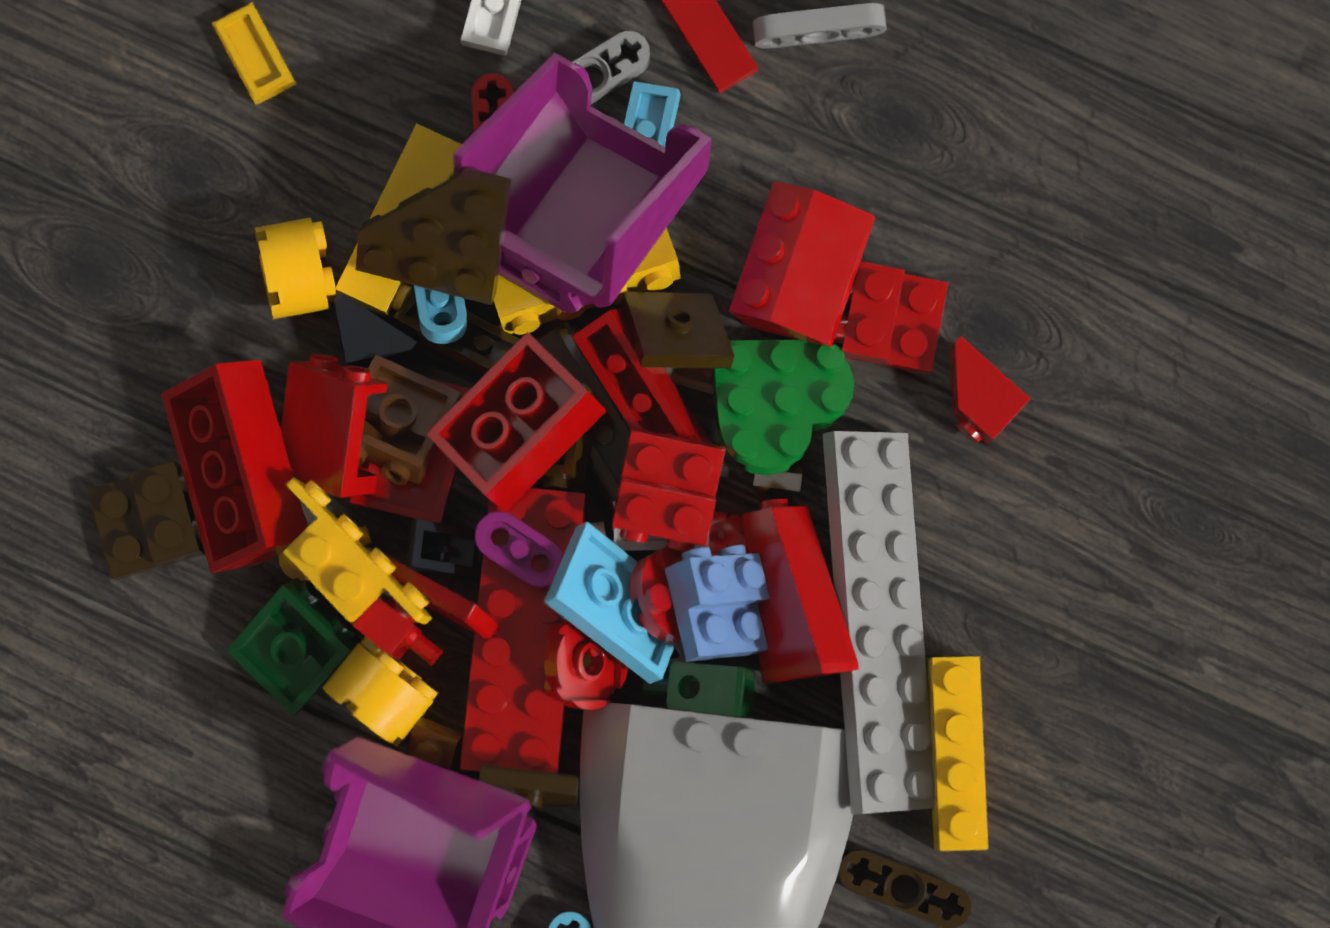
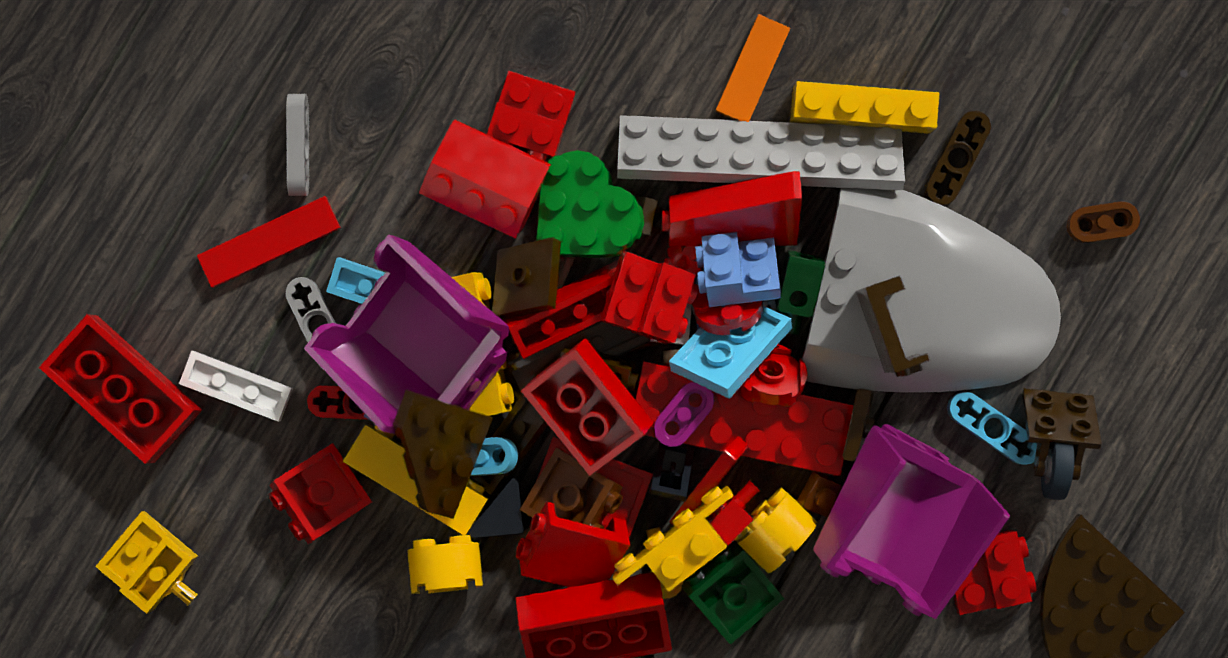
camera: 85 degrees left, 5 degrees up
(254, 53) = (269, 583): yellow tile -> none
(371, 100) = (318, 494): none -> red plate
(697, 778) = (884, 331): none -> dark brown panel
(981, 394) = (597, 56): red slope -> none
(990, 601) = (752, 69): none -> orange tile

